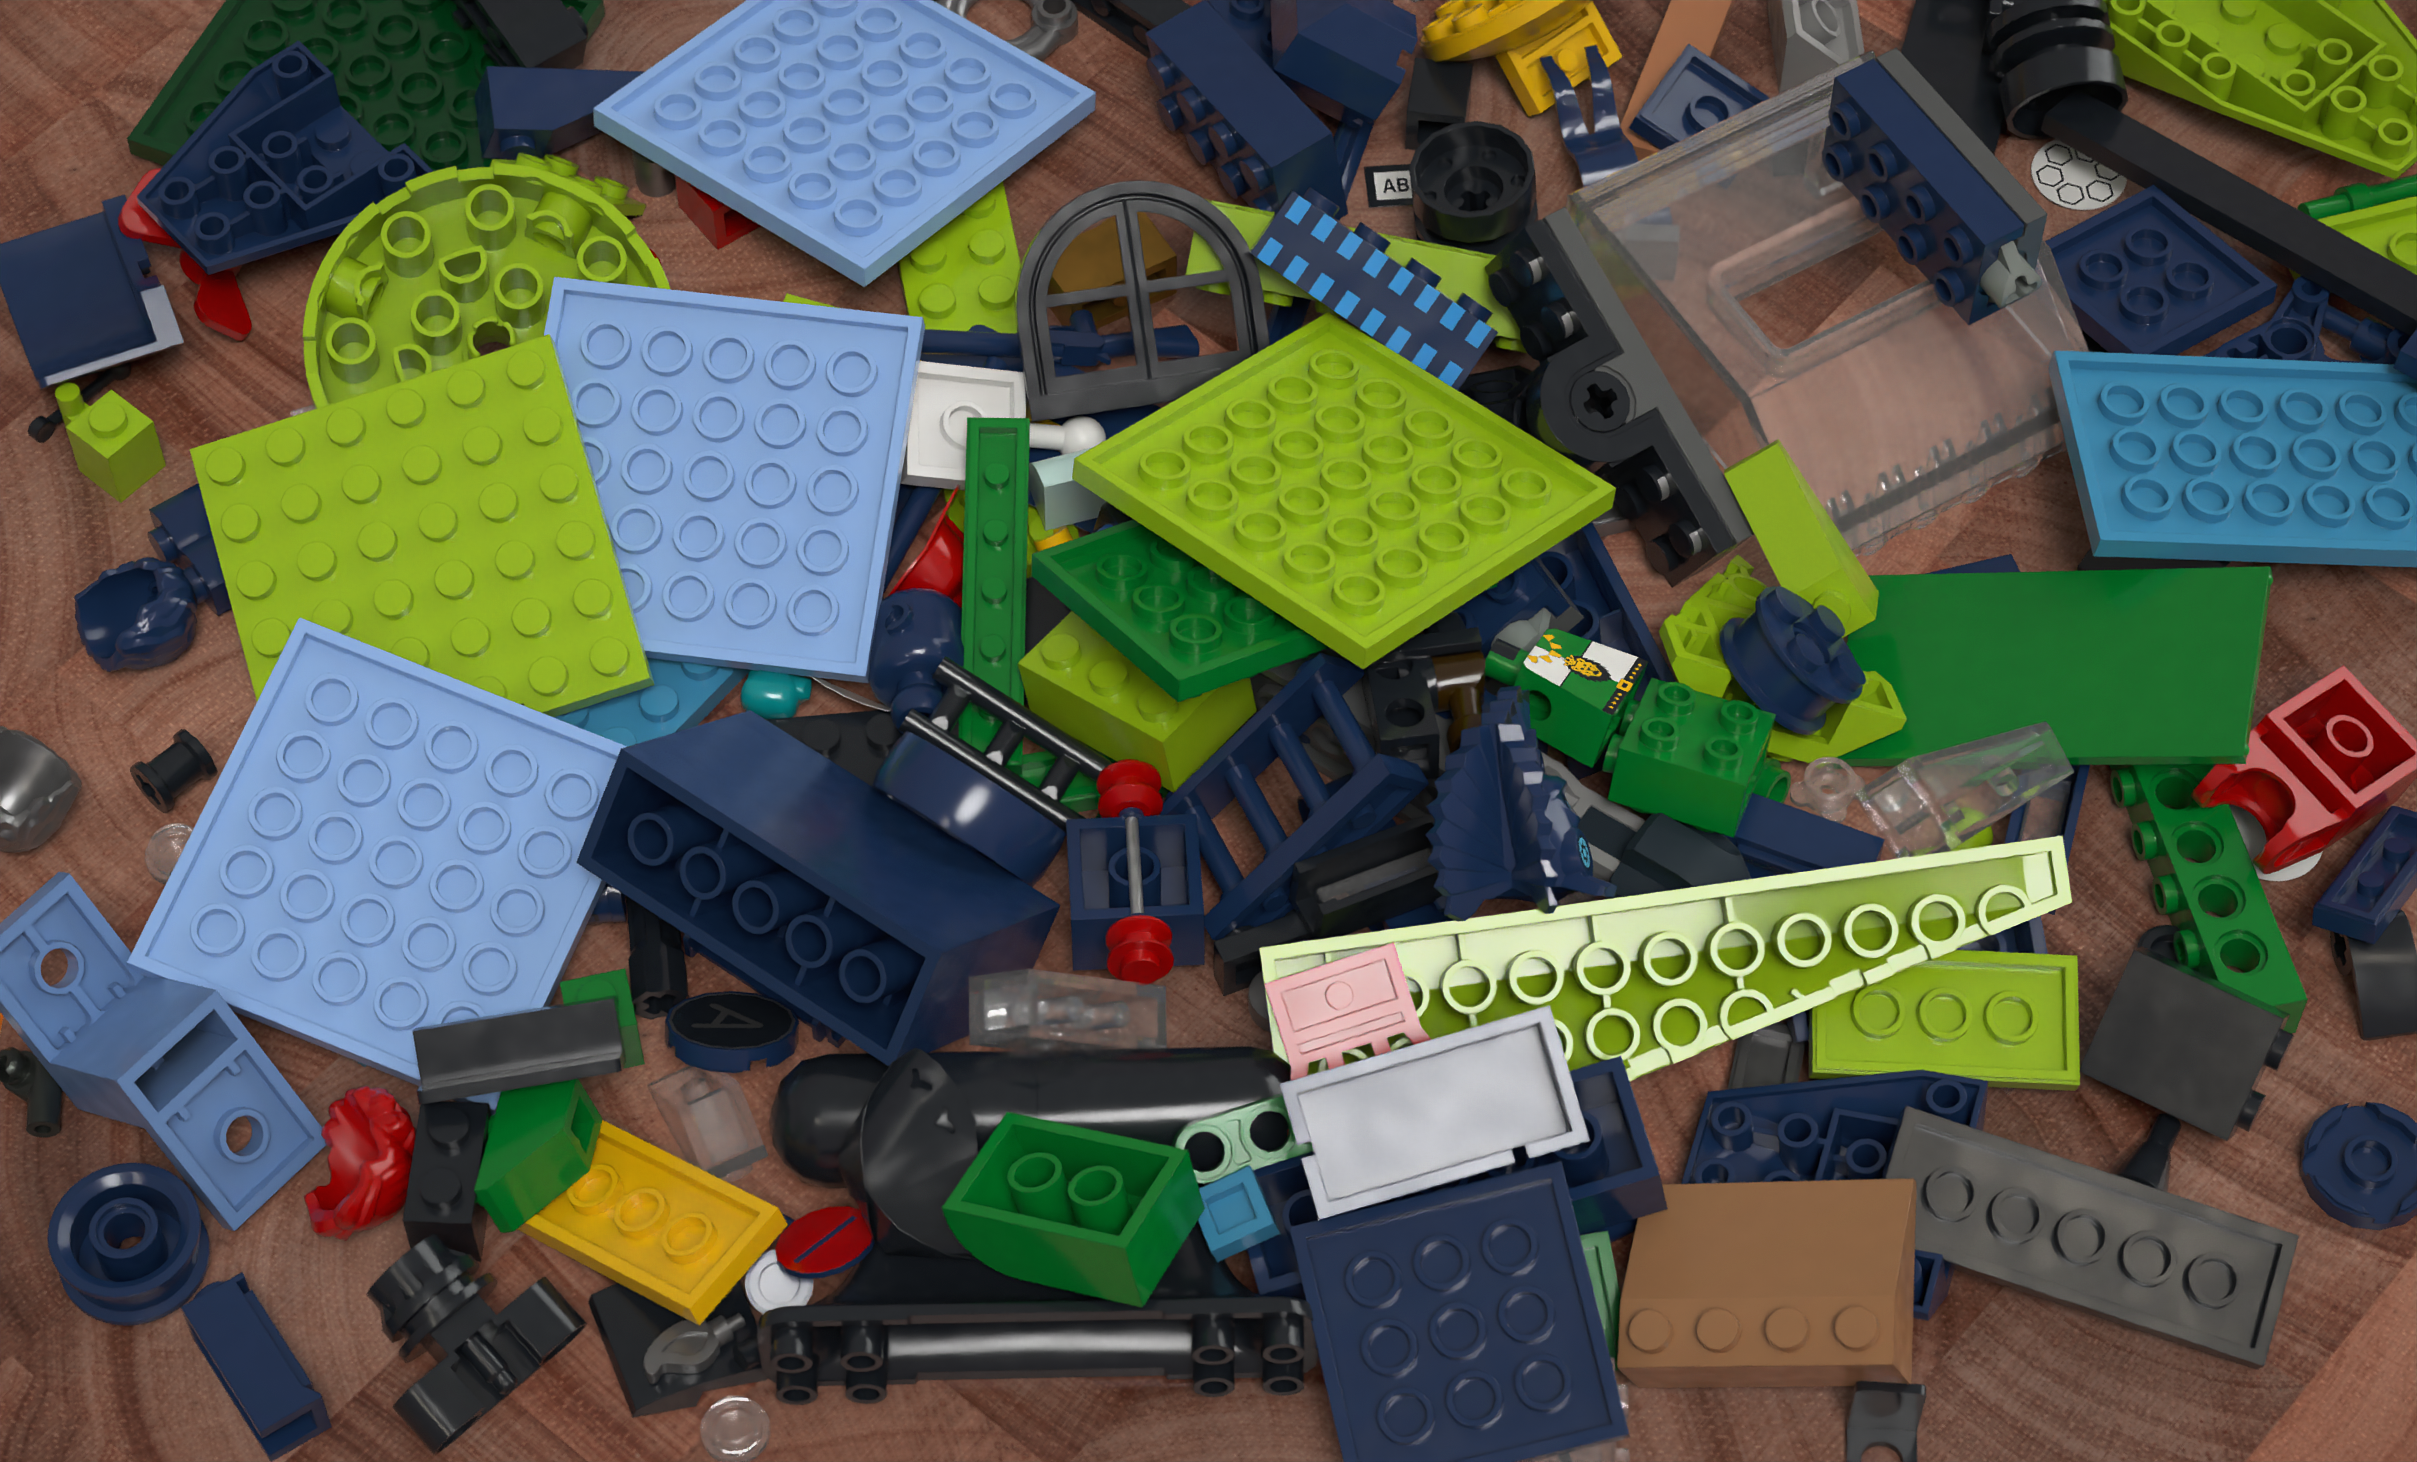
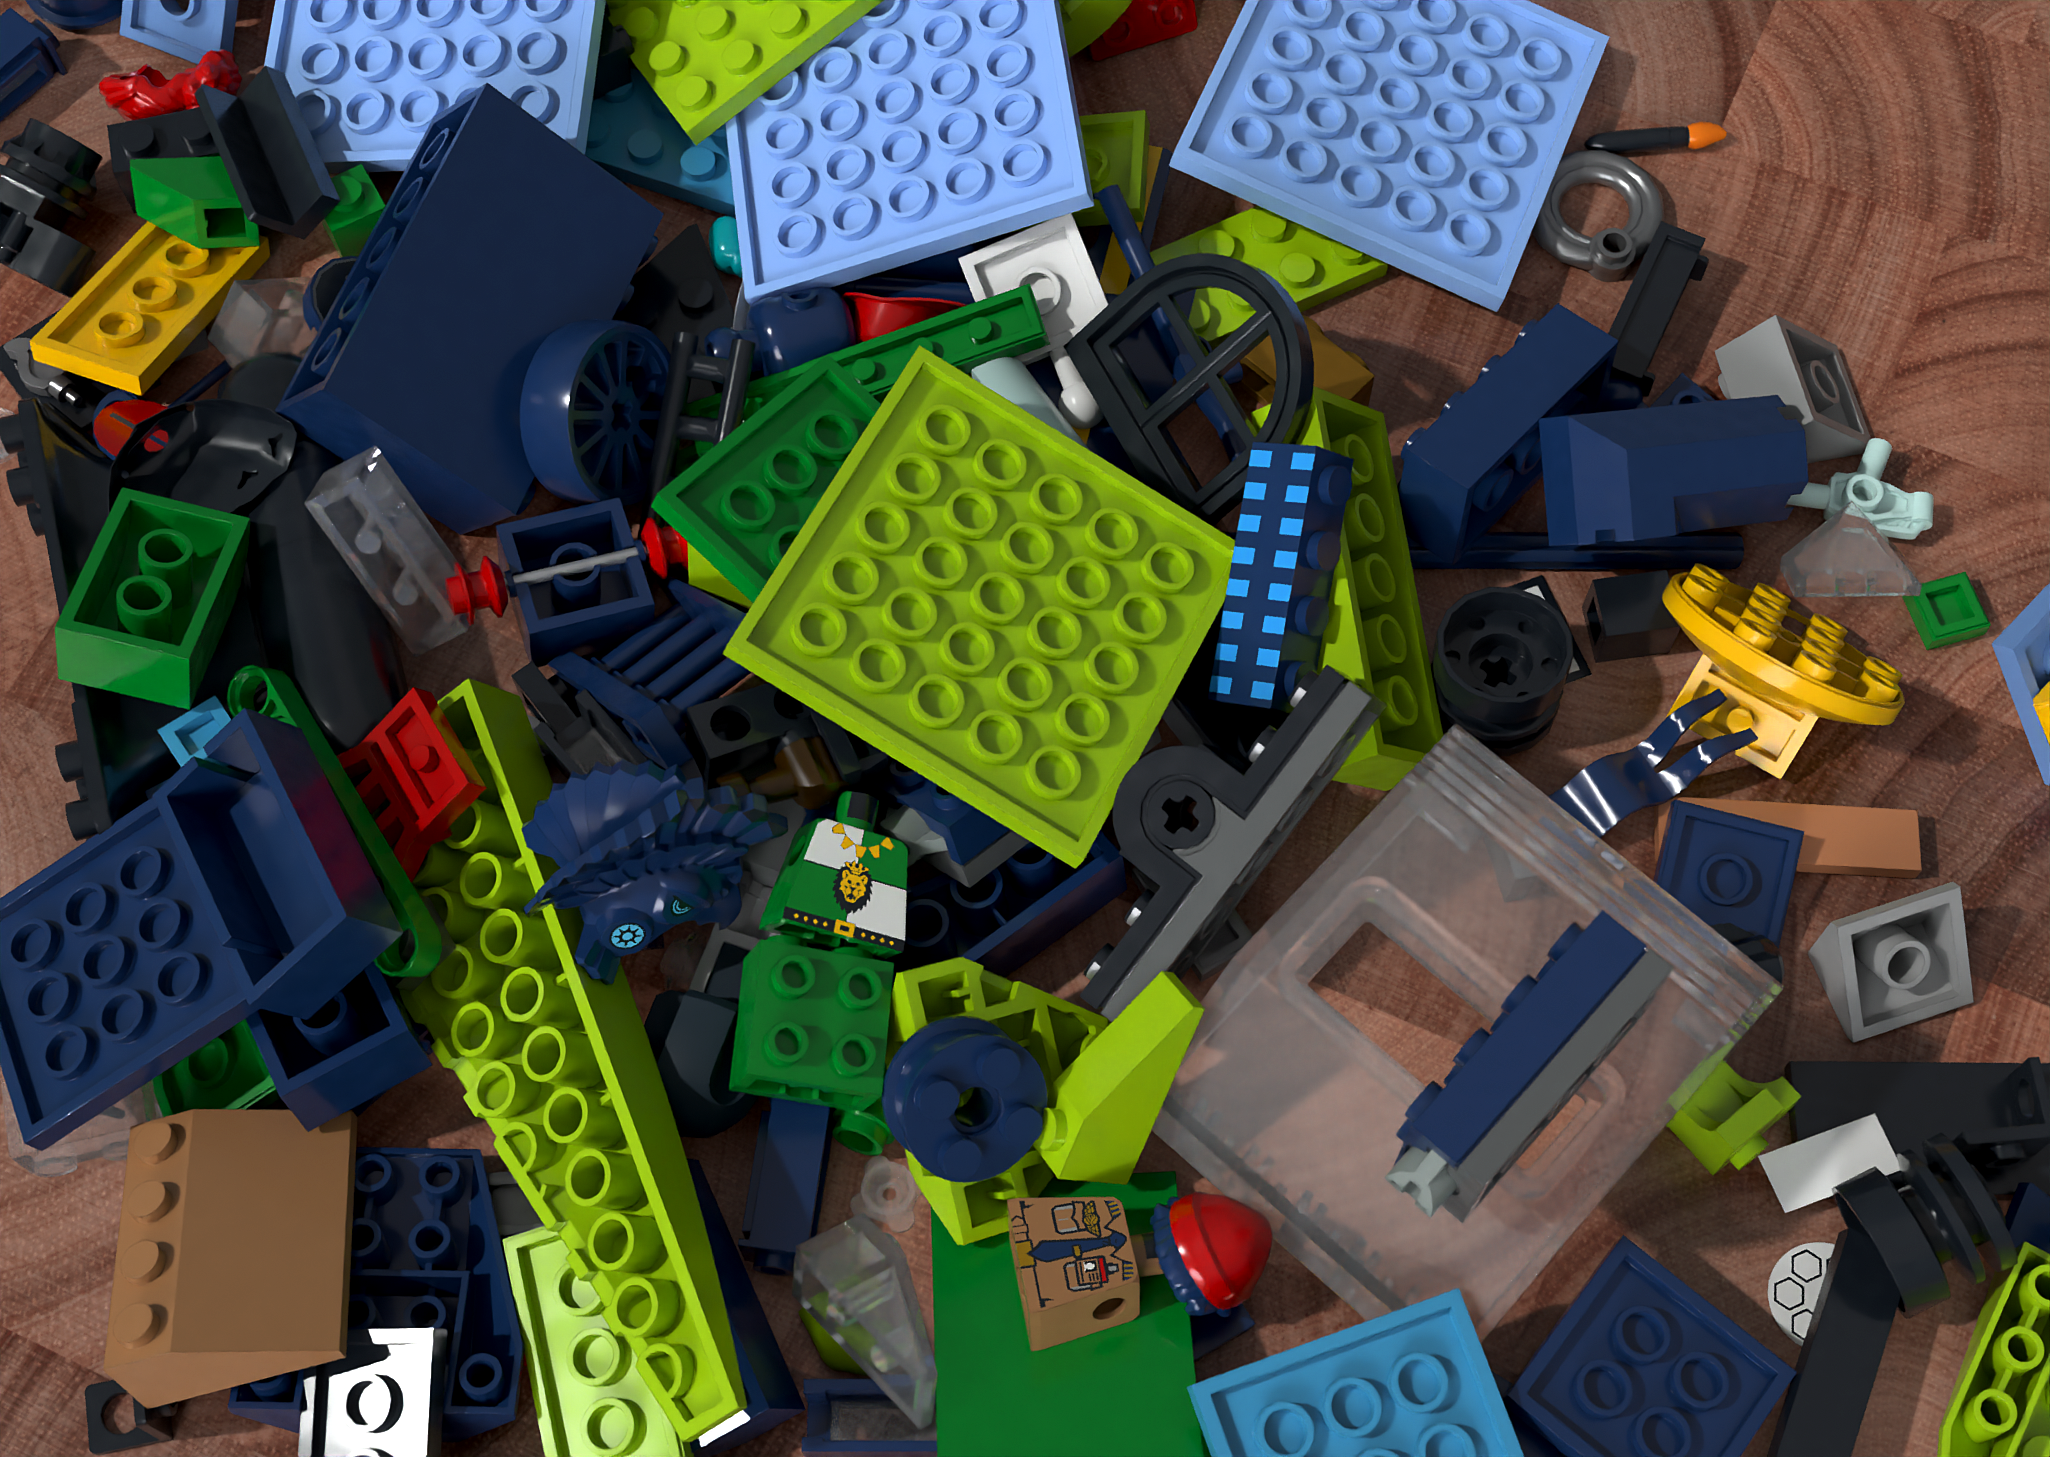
camera: 75 degrees right, 10 degrees up
(1949, 634) = (1076, 1266): none -> medium nougat torso
(1959, 531) = (1211, 1250): none -> red hair
(1979, 110) = (1813, 1166): none -> white sticker

